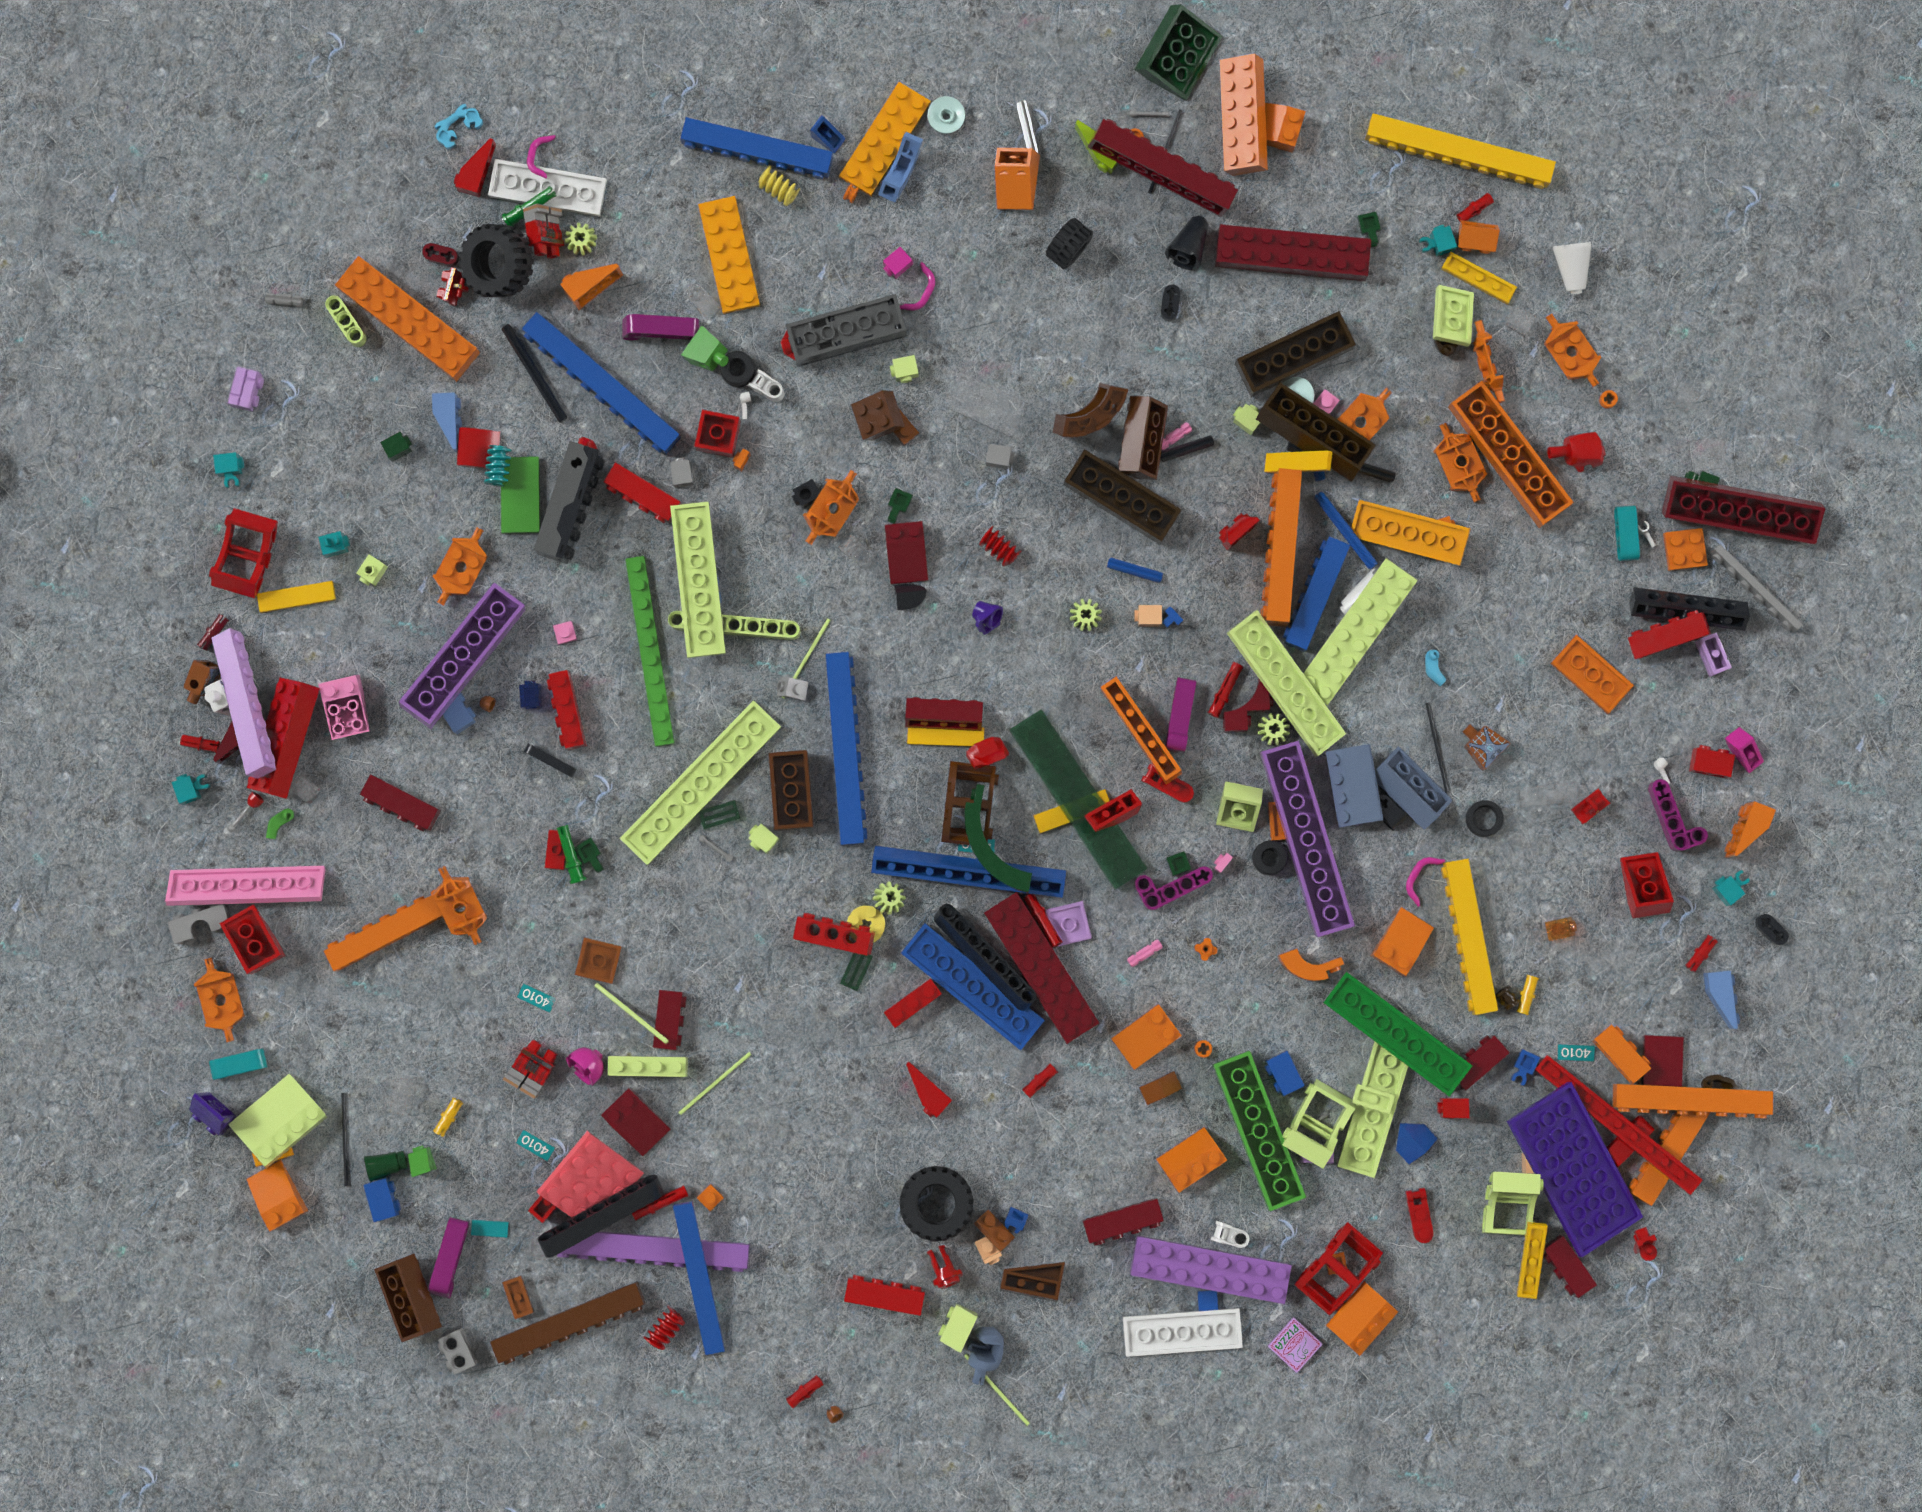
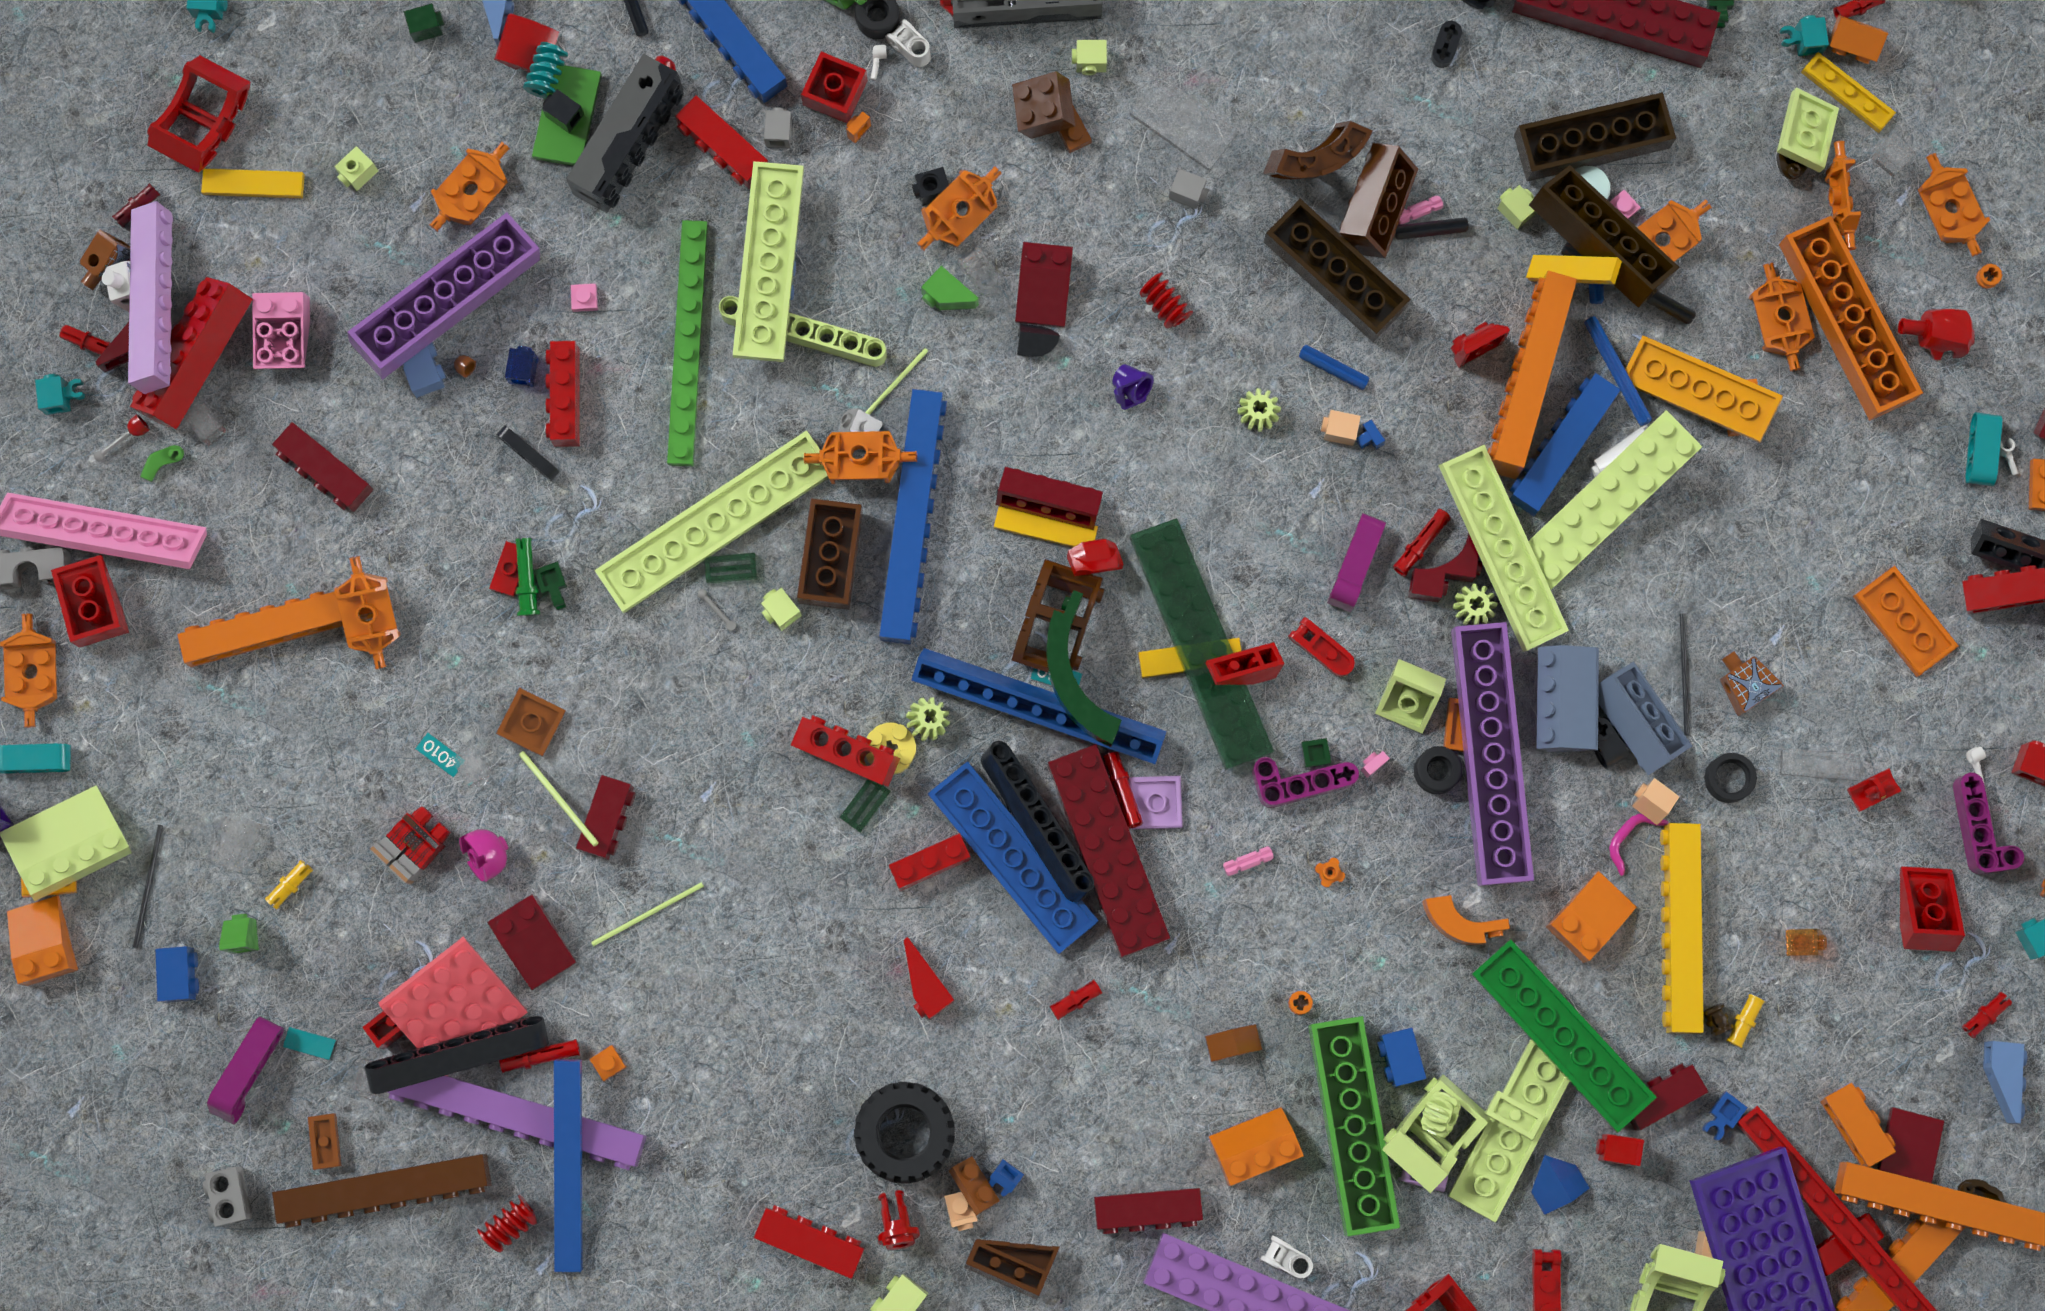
camera: 10 degrees right, 5 degrees down
(334, 544) = (316, 127): teal brick -> none
(385, 1164) = (190, 929): dark green plant -> none
(408, 1297) = (178, 1110): reddish brown brick -> none
(517, 494) = (562, 110): none -> black brick
(535, 1145) = (394, 946): teal sticker -> none
(647, 1066) = (564, 872): yellowish green brick -> none
(813, 713) = (879, 462): none -> orange plate
(835, 573) = (947, 292): none -> bright green slope
(899, 503) = (1047, 221): dark green plate -> none
(1141, 730) = (1302, 569): orange brick -> none
(1146, 1036) = (1228, 970): orange slope -> none
(1319, 1109) = (1440, 1114): none -> yellowish green gear
(1432, 668) = (1697, 569): medium azure arm -> none
(1432, 847) = (1654, 800): none -> light nougat brick
(1573, 265) = (1975, 97): white cone -> none
(1576, 1052) = (1796, 1112): teal sticker -> none

